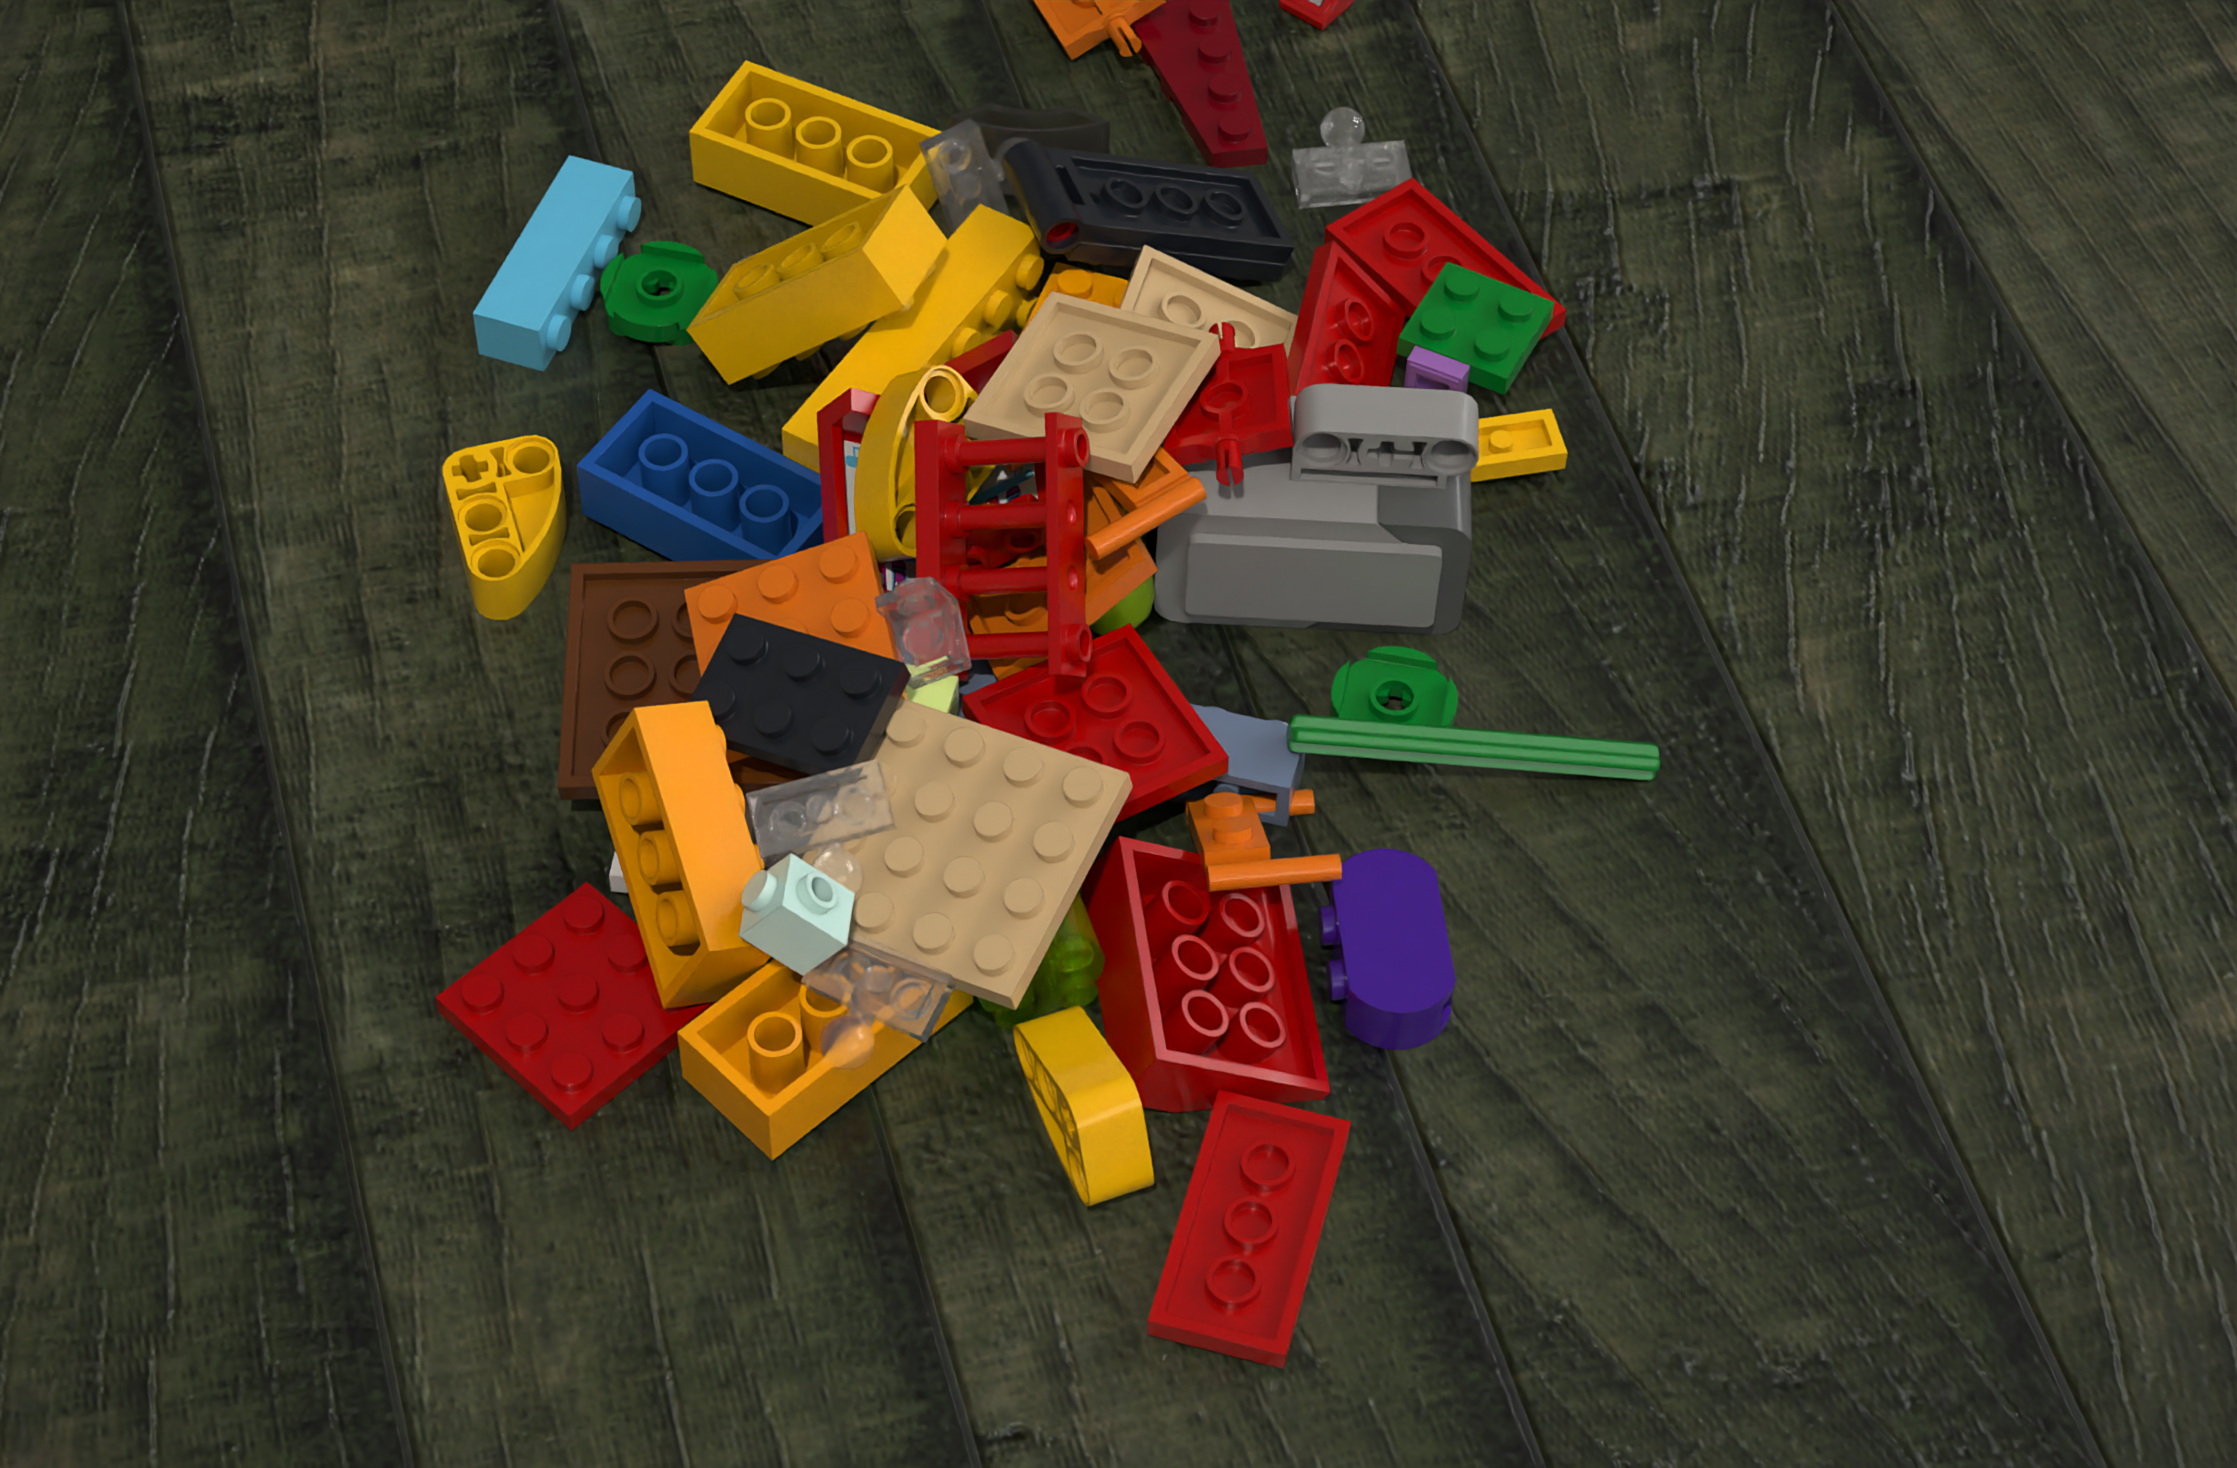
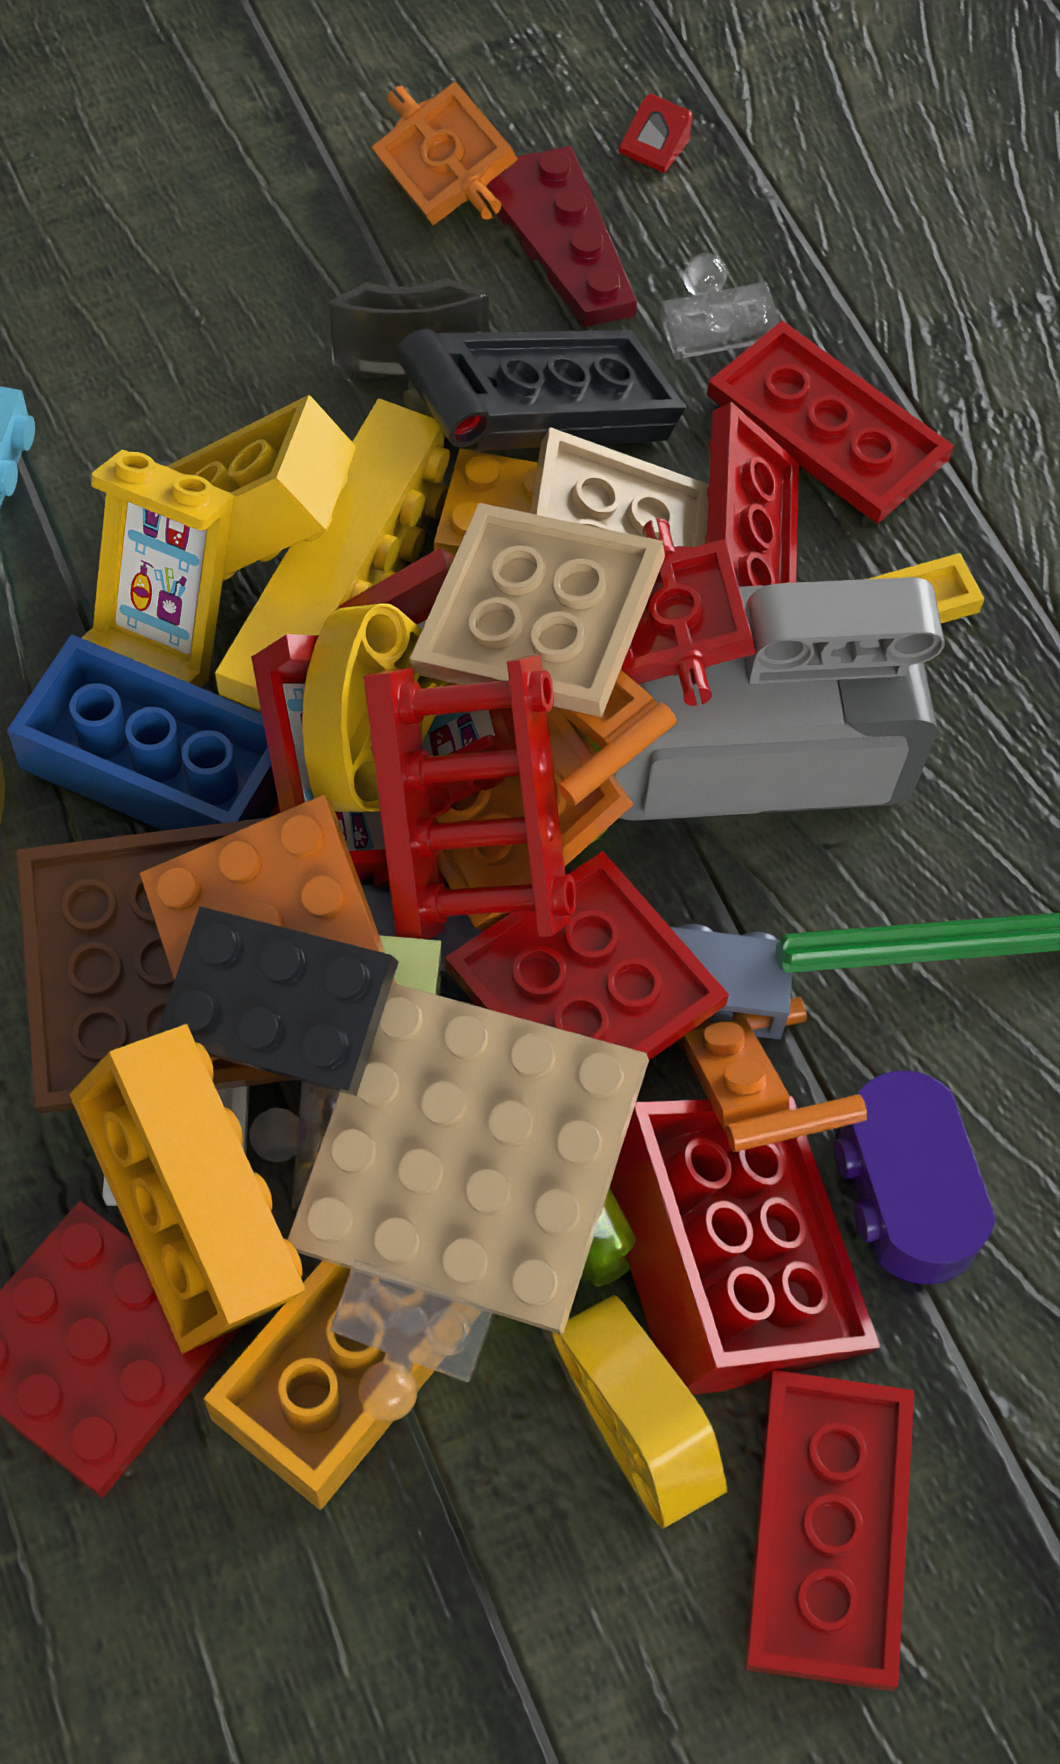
camera: 10 degrees left, 10 degrees up
(651, 317) = (46, 539): green plate -> none
(744, 329) = (160, 565): none -> yellow panel
(796, 914) = (318, 1267): light aqua brick -> none
(805, 147) = (199, 350): yellow brick -> none
(822, 815) = (327, 1142): clear plate -> none
(926, 629) = (404, 902): clear bracket -> none
(964, 171) = (357, 364): clear plate -> none
(1398, 673) = (869, 859): green plate -> none
(1435, 371) = (843, 535): medium lavender tile -> none
(1478, 325) = (874, 475): green plate -> none

